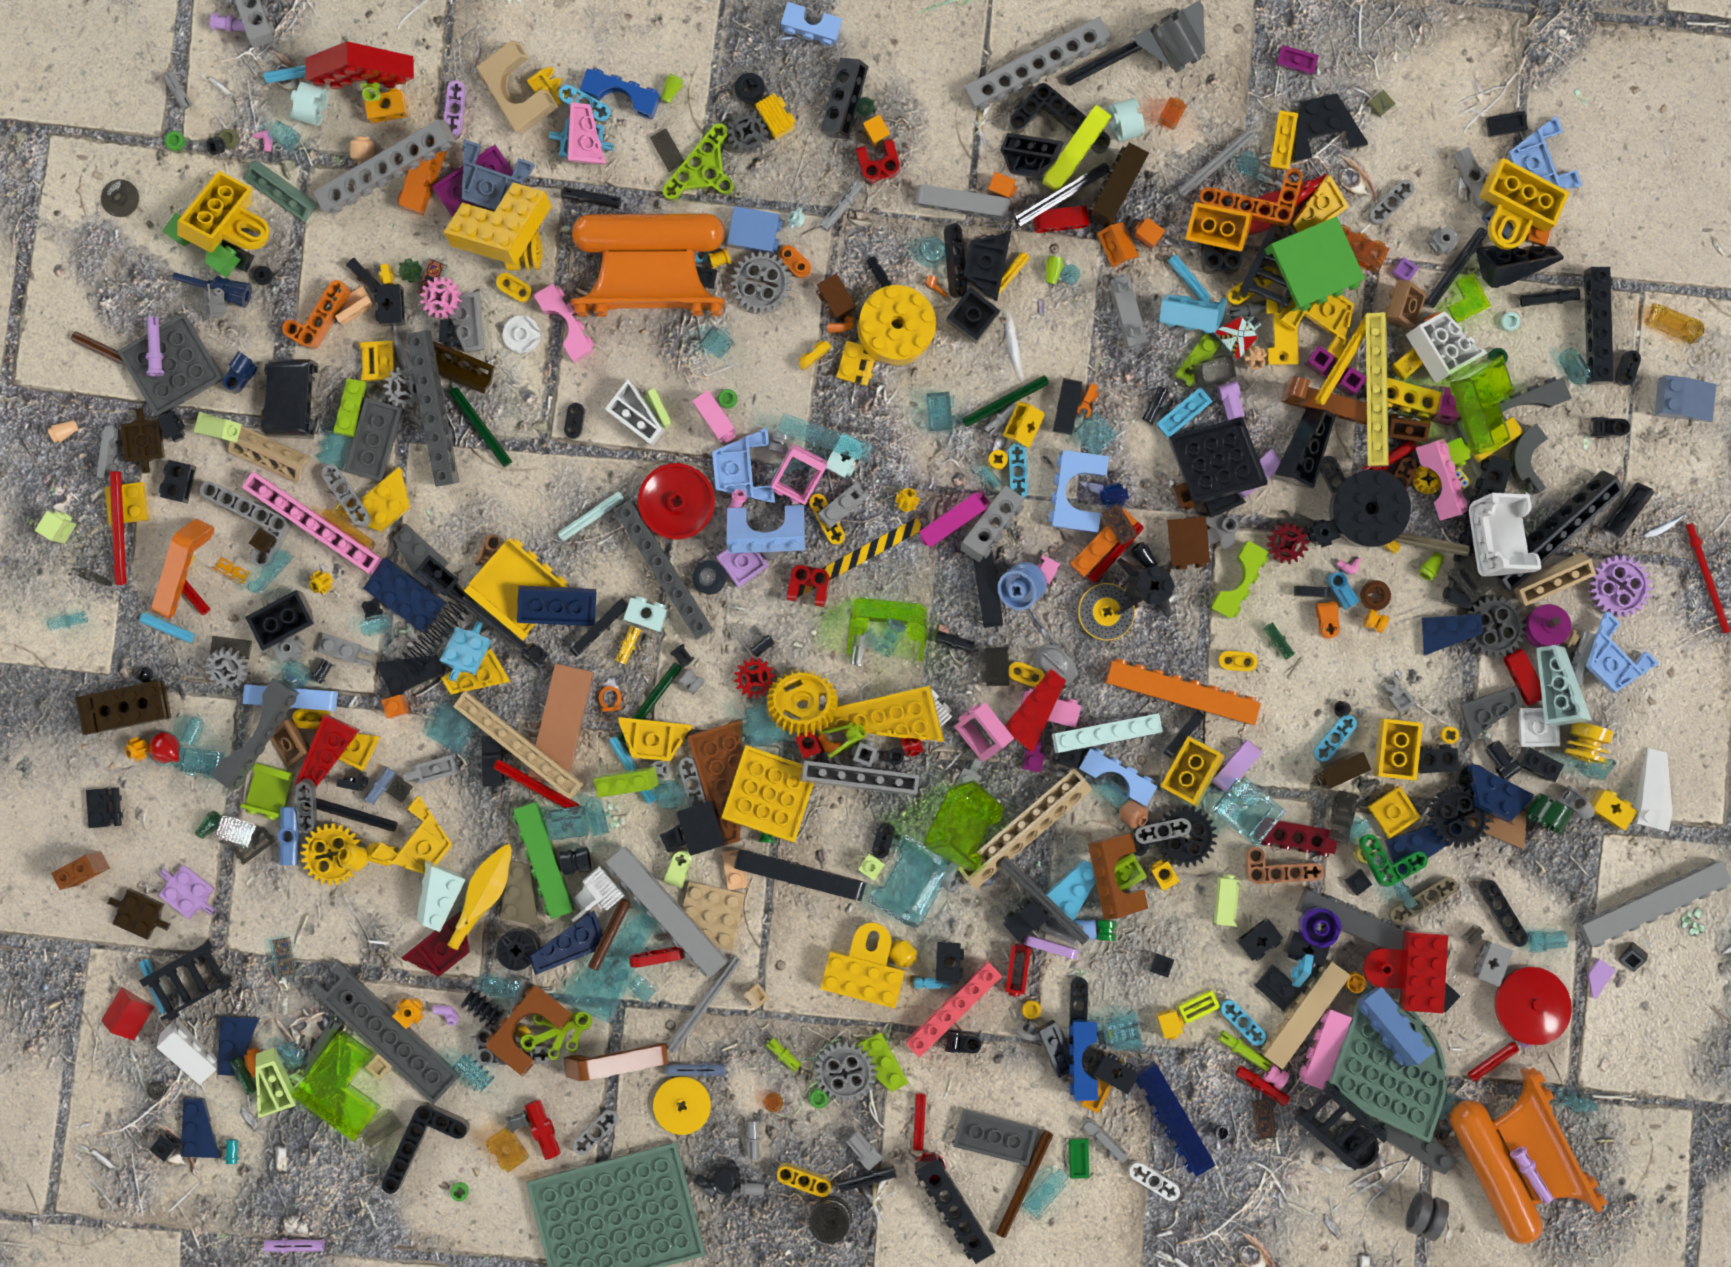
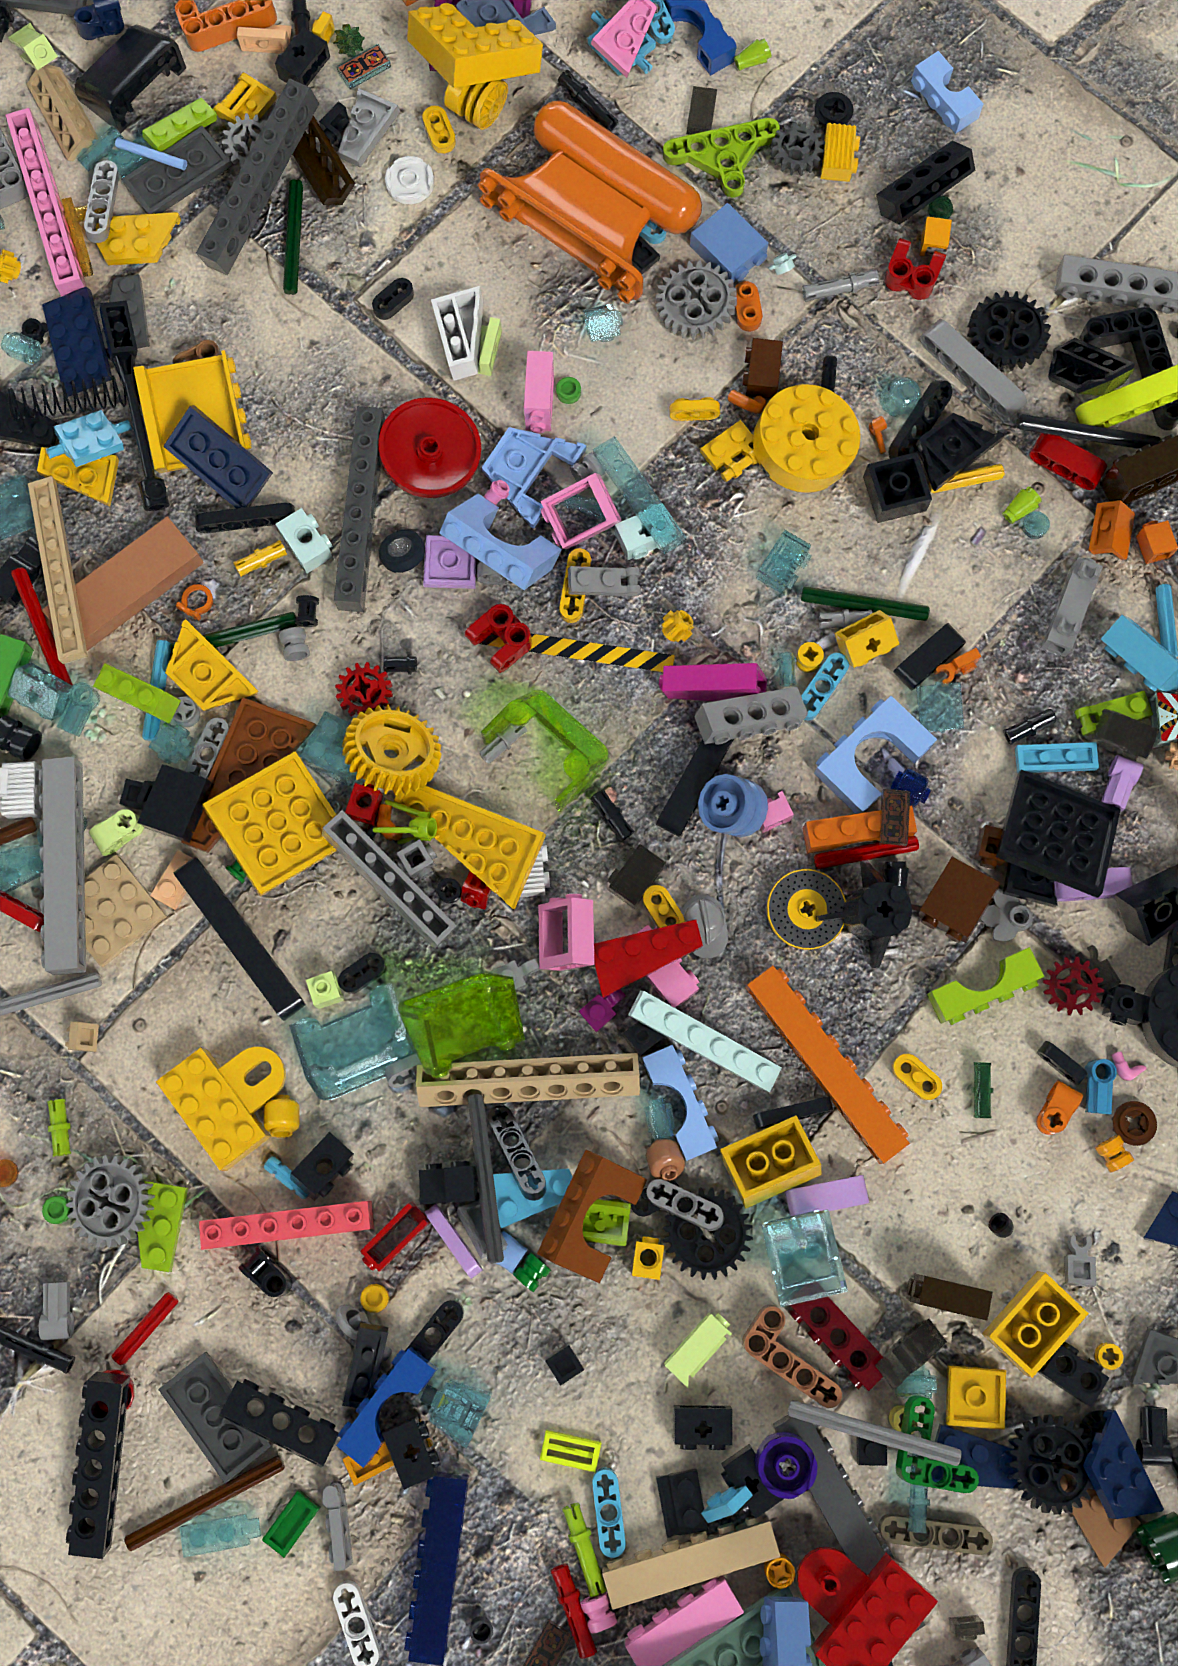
camera: 35 degrees right, 10 degrees down
(313, 460) = (99, 148): none -> clear light blue pin
(350, 441) = (151, 153): none -> light blue bar
(449, 297) = (357, 83): bright pink gear -> none
(552, 302) = (456, 223): bright pink arch -> none
(591, 516) = (327, 402): light aqua axle -> none
(719, 258) = (672, 246): yellow bush -> none
(891, 636) = (544, 751): clear light blue hinge -> none
(980, 153) = (1032, 335): none -> black gear
(1002, 186) = (1030, 381): orange brick -> none
(1006, 1124) = (236, 1412): none -> black brick
(1048, 876) = (515, 1152): none -> black beam
(1170, 1024) = (521, 1444): yellow brick -> none
(1329, 751) = (948, 1266): medium azure beam -> none
(1353, 874) = (875, 1433): none -> light grey axle

